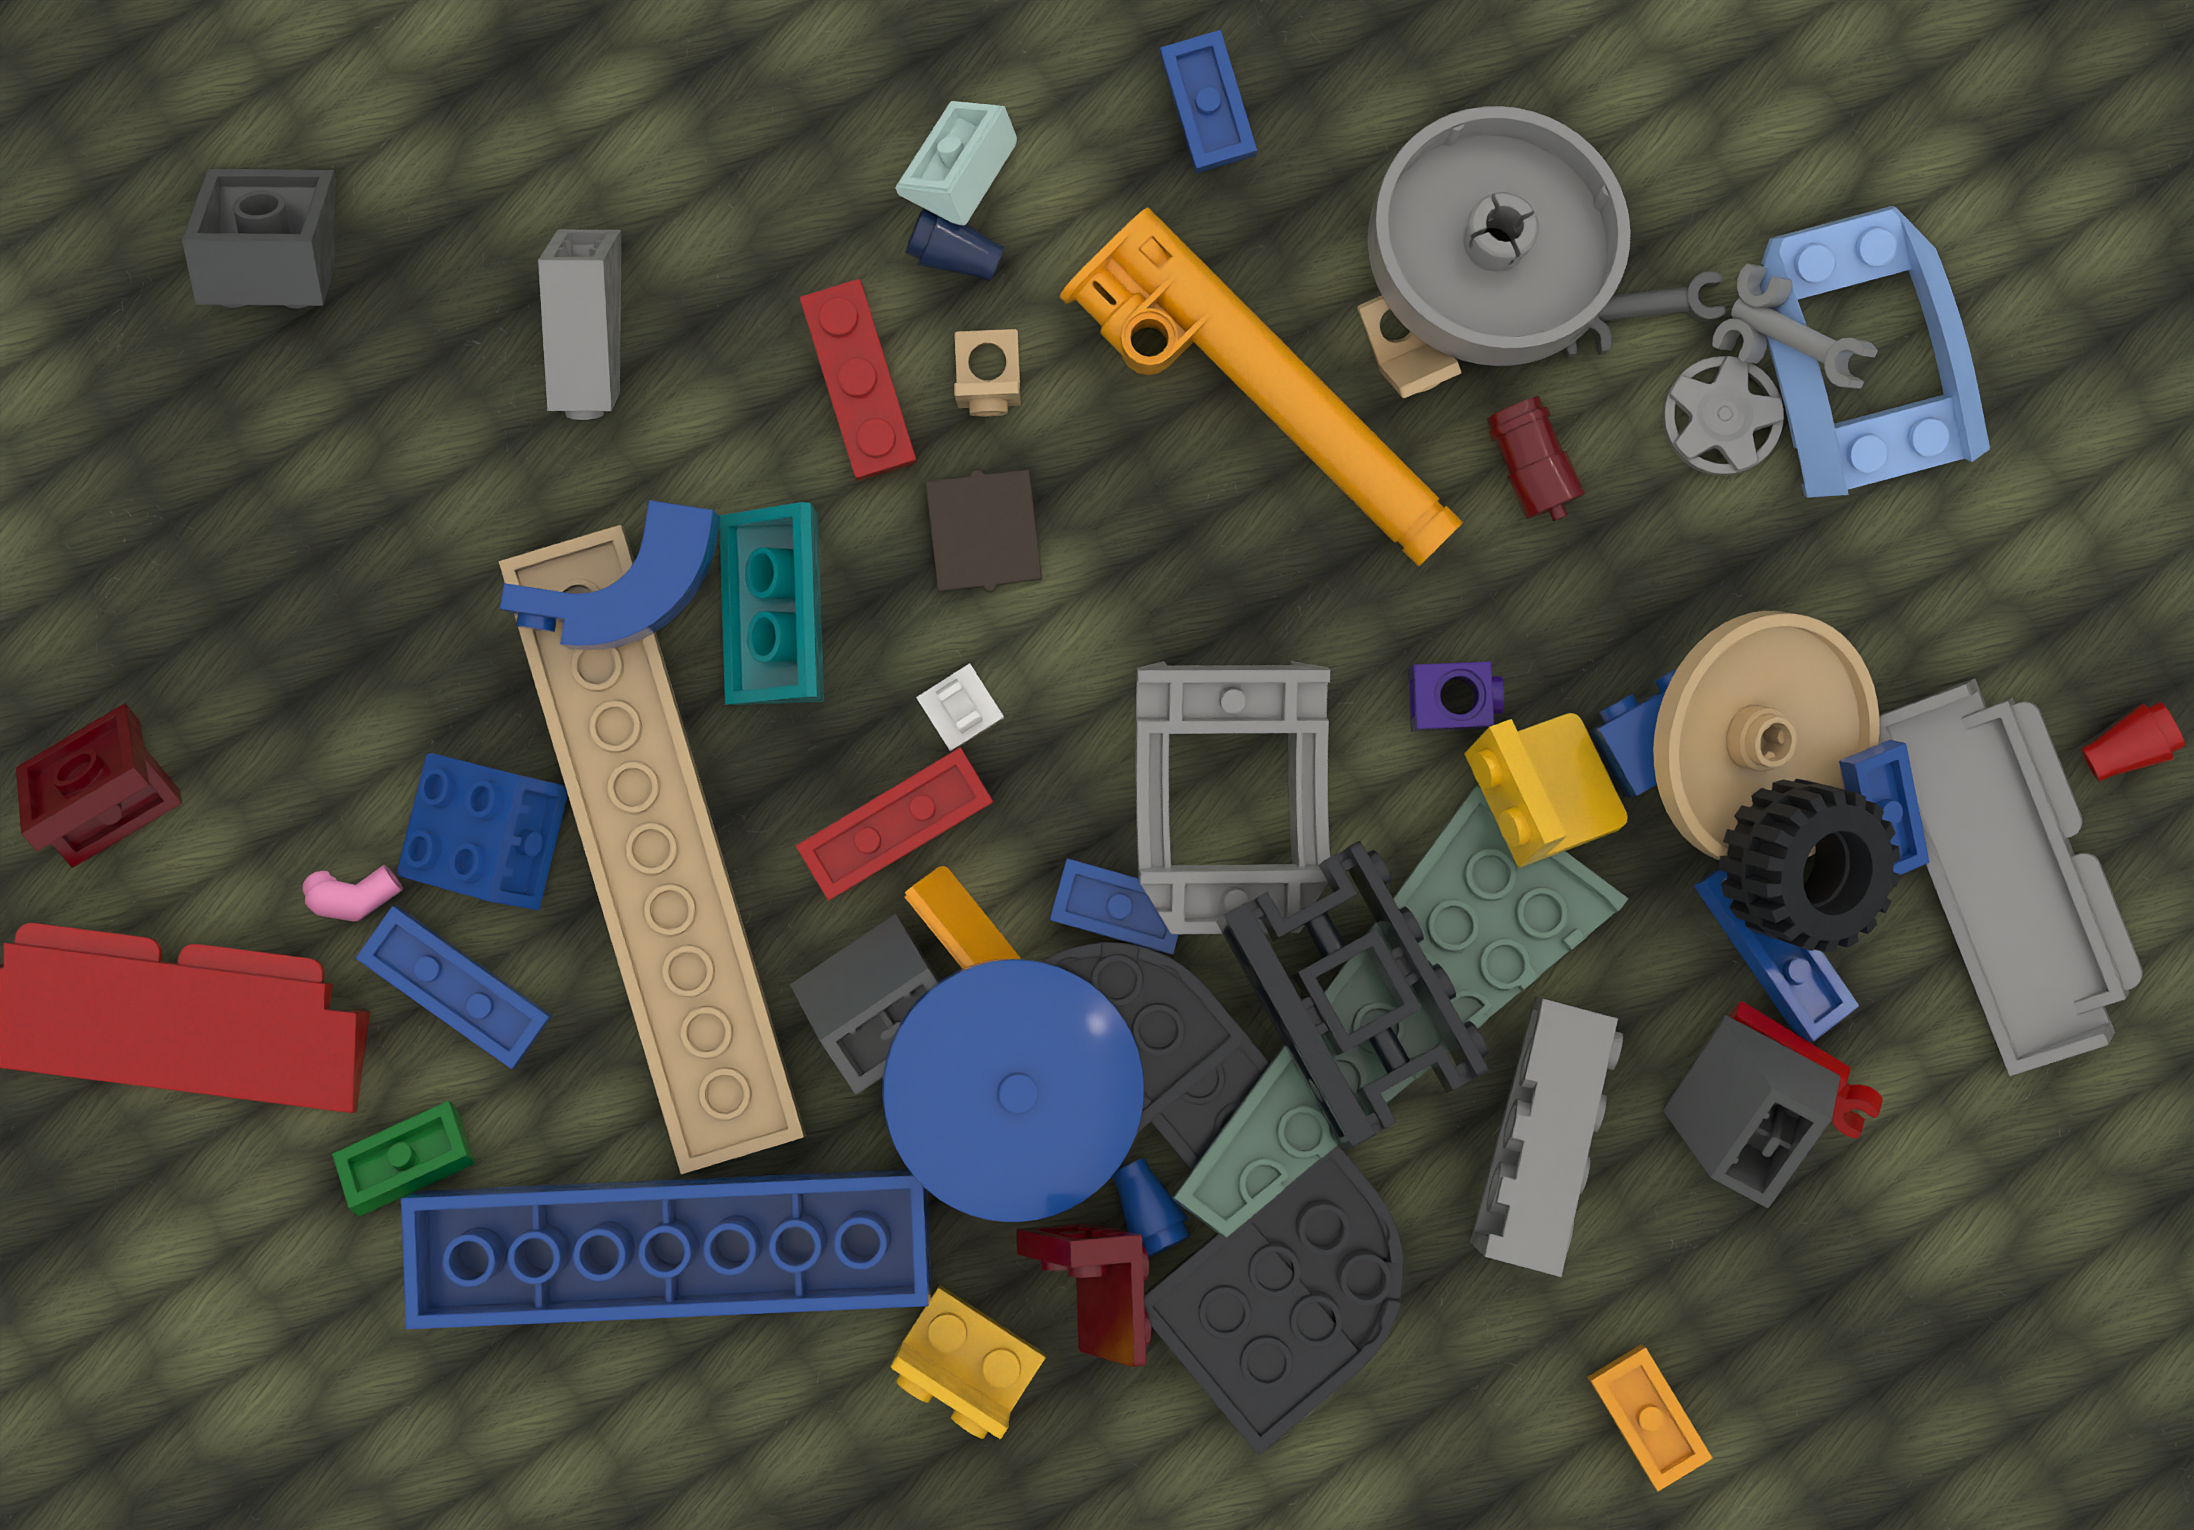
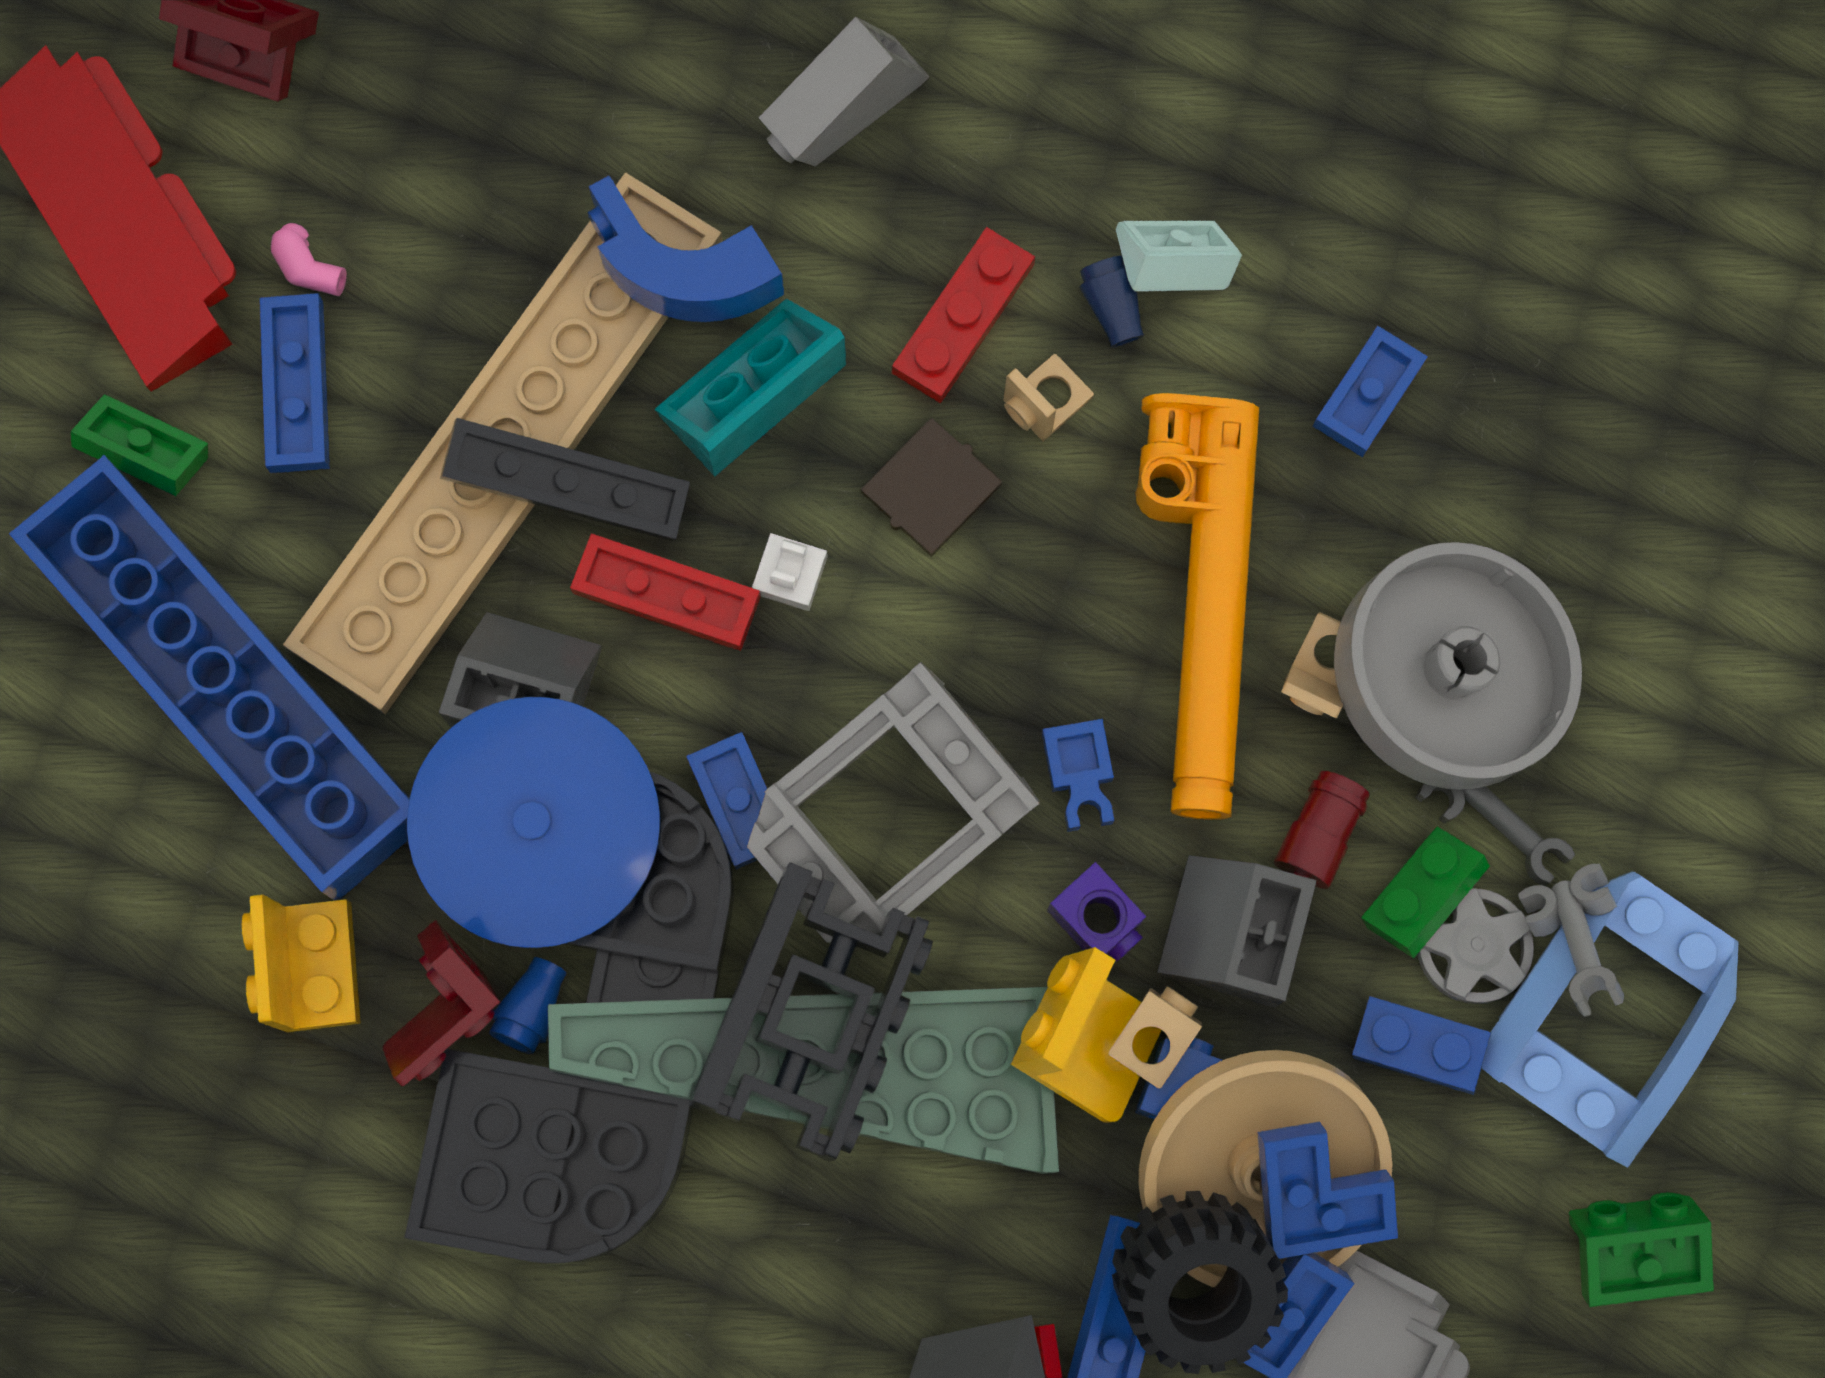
camera: 50 degrees right, 10 degrees down
(482, 832) = (424, 316): blue bracket -> none
(734, 832) = (564, 479): none -> black plate
(957, 919) = (633, 688): light orange slope -> none
(1316, 606) = (1080, 762): none -> blue plate
(1546, 1137) = (827, 1258): light grey wedge -> none
(1557, 596) = (1237, 928): none -> dark grey slope
(1583, 707) = (1172, 1015): none -> tan bracket
(1650, 419) = (1425, 892): none -> green plate
(1766, 528) = (1421, 1045): none -> blue plate
(1827, 729) = (1309, 1209): none -> blue plate
(2061, 493) = (1643, 1249): none -> green bracket

